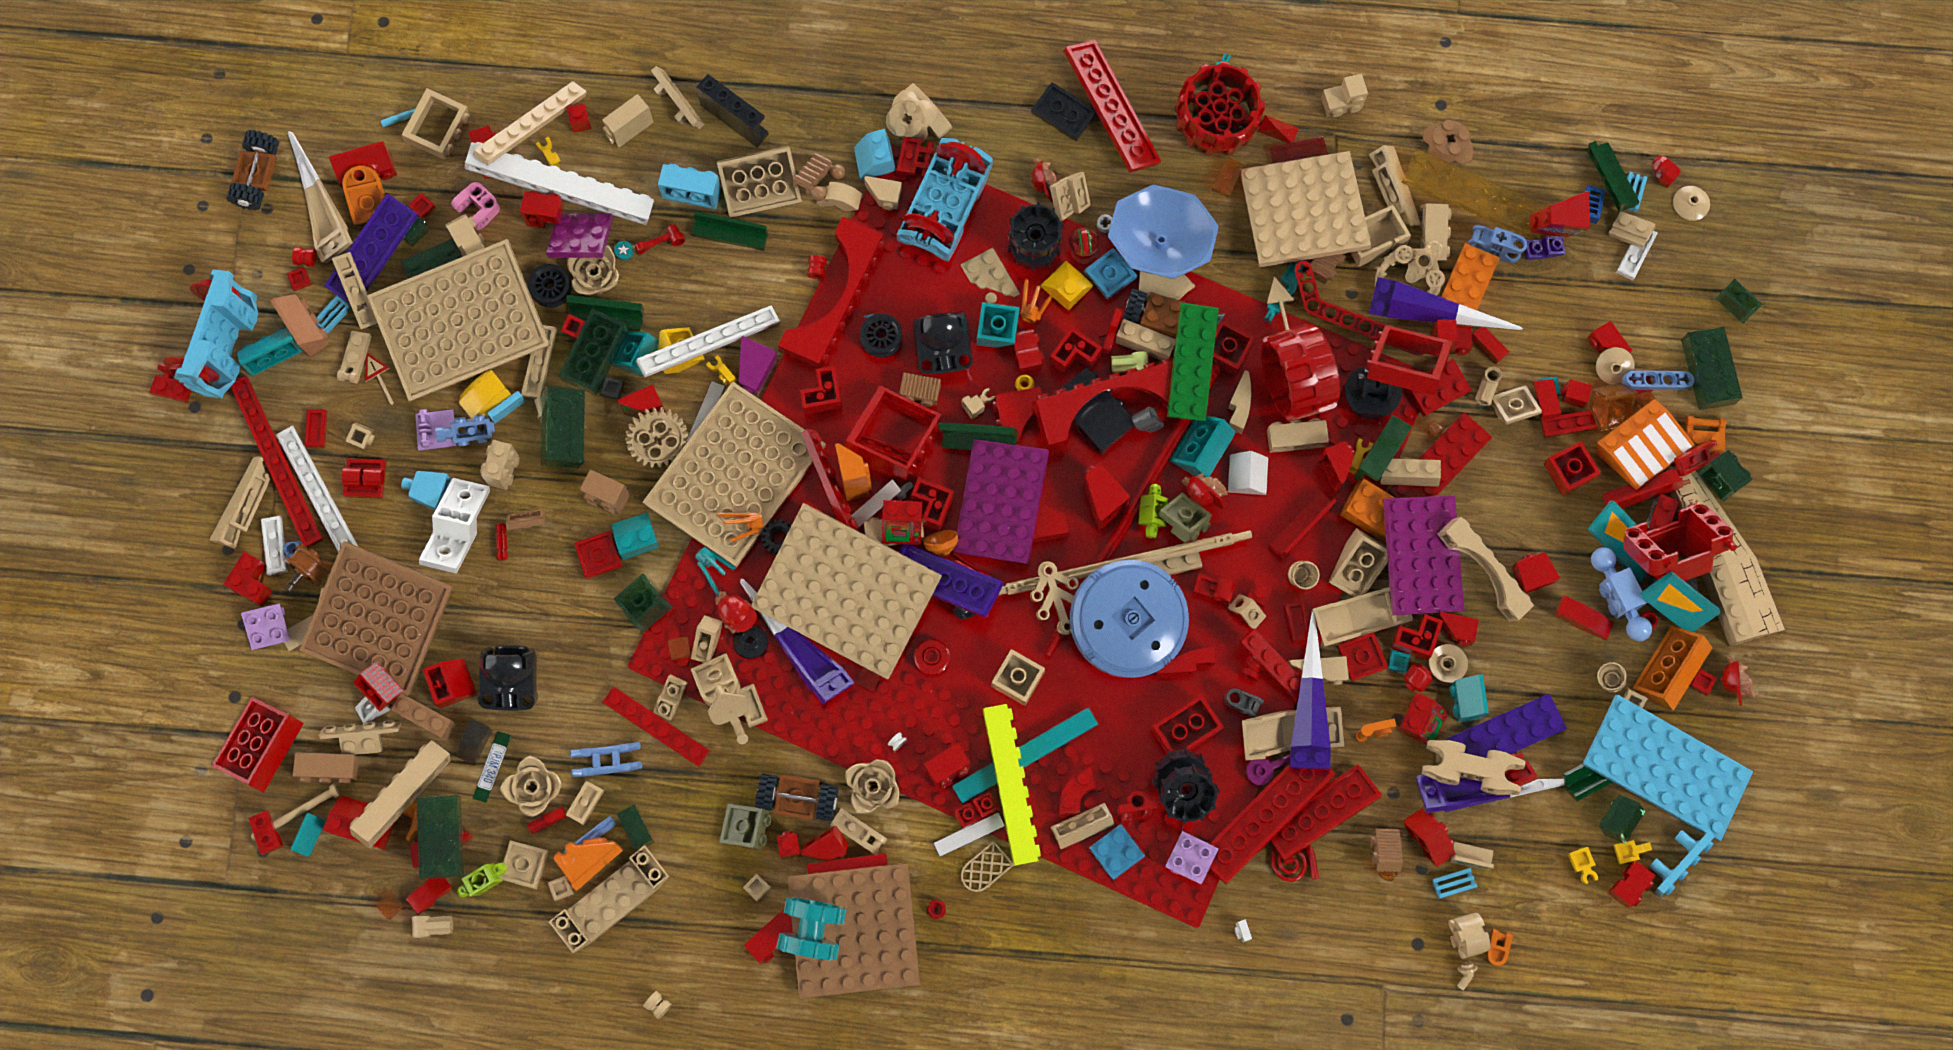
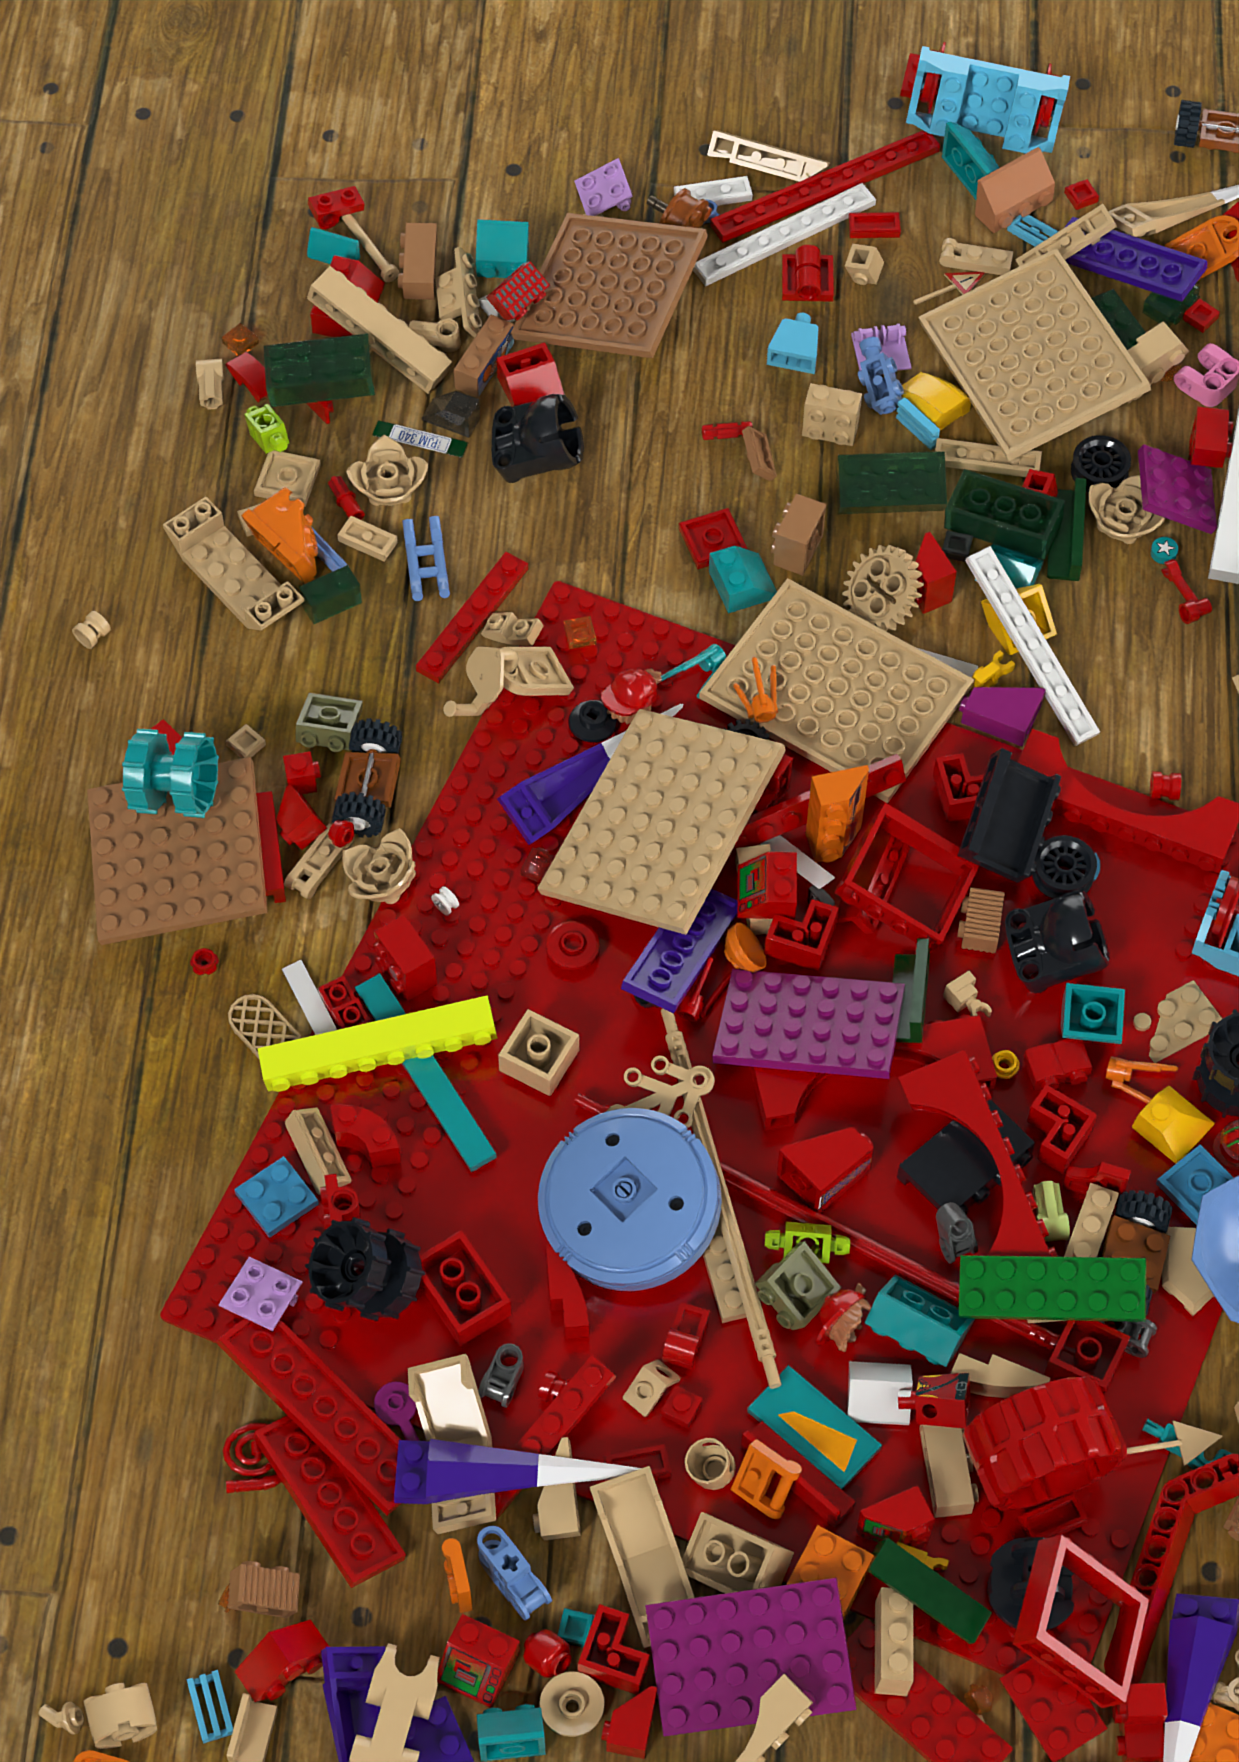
camera: 90 degrees right, 15 degrees down
(244, 579) = (661, 163): red brick -> none
(257, 744) = (447, 192): red slope -> none
(303, 256) = (1111, 192): red wheel -> none
(325, 702) = (501, 247): none -> teal slope
(398, 758) = (441, 334): none -> tan piece
(454, 525) = (744, 369): white bracket -> none
(643, 602) = (643, 585): clear green brick -> none
(706, 639) = (594, 661): tan slope -> none
(729, 231) = (1208, 677): dark green panel -> none
(756, 713) = (499, 723): tan tile -> none
(843, 813) = (341, 833): none -> red plate
(852, 362) = (1009, 817): none -> black panel
(1242, 931) = (149, 1376): white plate -> none
(1263, 434) = (939, 1400): none -> red torso
(1273, 513) = (815, 1428): none -> teal tile
(1308, 544) = (756, 1475): none -> orange plate
(1363, 656) = (582, 1567): red plate -> none
(1380, 691) = (511, 1572): none -> medium blue piece

